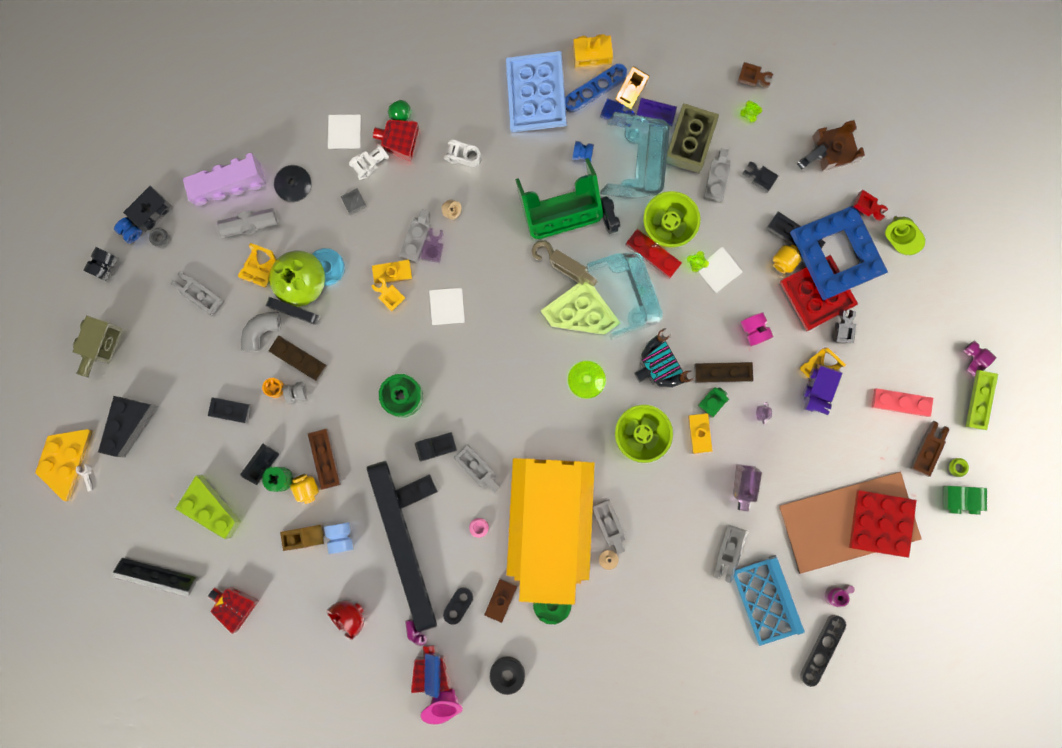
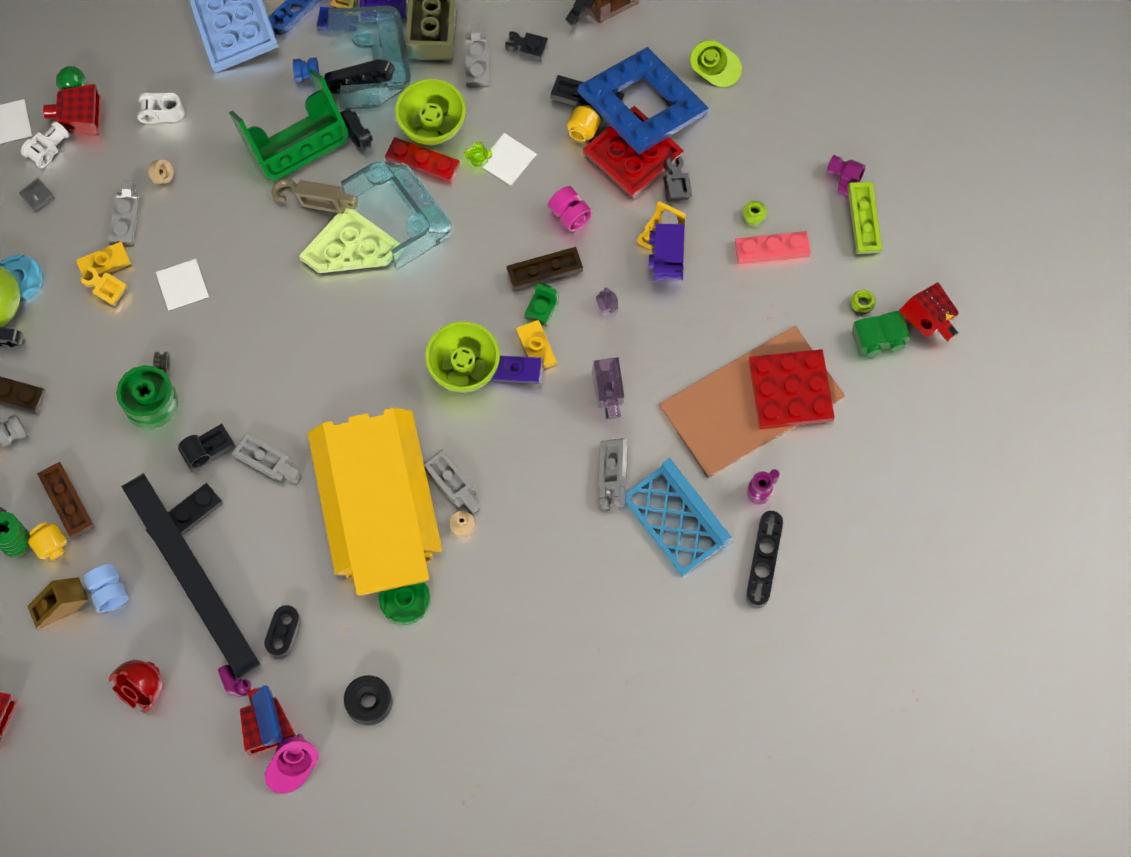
camera: 15 degrees left, 15 degrees down
(417, 368) = (162, 361): none -> clear smoke bush
(433, 249) = (149, 221): clear purple plate -> none
(479, 527) = (286, 530): bright pink plate -> none
(500, 600) = (336, 611): reddish brown plate -> none
(579, 386) = (380, 332): clear neon green dish -> none
(623, 174) = (365, 73): none -> black beam
(660, 364) = (463, 277): torso -> none
(684, 451) = (519, 369): none -> dark purple plate
(868, 205) = (662, 43): red plate -> none
(892, 370) = (753, 218): none -> lime plate
(930, 450) = (821, 292): reddish brown hinge -> none
(1010, 495) = (931, 312): none -> red torso

